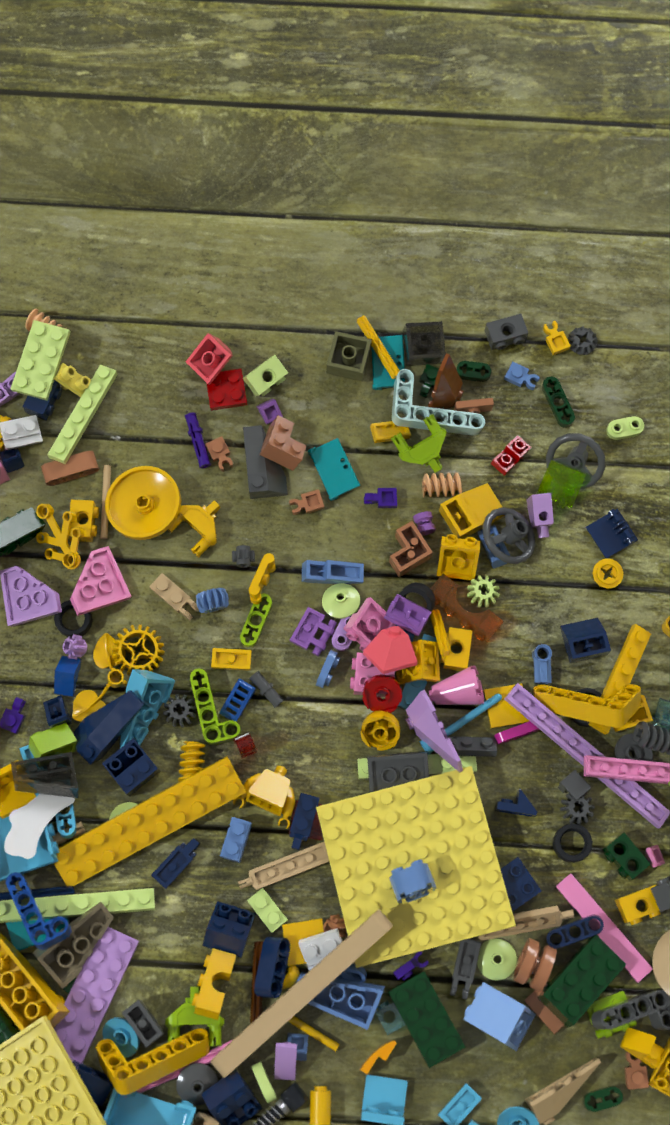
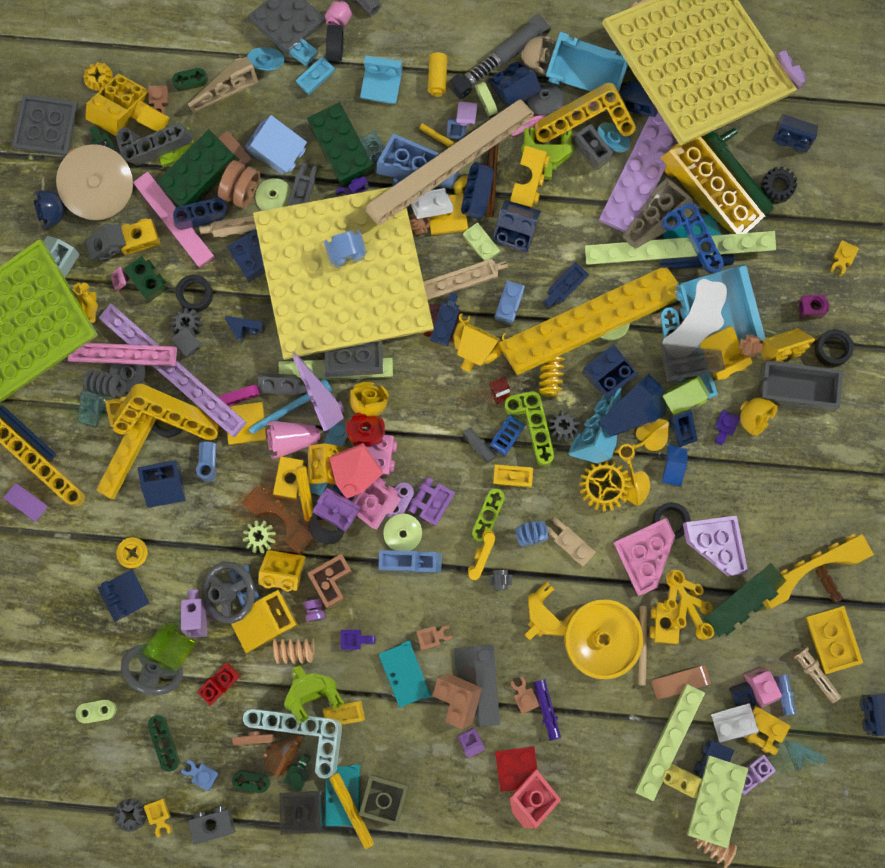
camera: 175 degrees left, 5 degrees up
(74, 646) = (668, 491): lavender gear -> none
(255, 377) = (485, 780): yellowish green brick -> none
(324, 676) = (414, 469): medium blue plate -> none
(382, 1052) = (380, 119): light orange slope -> none

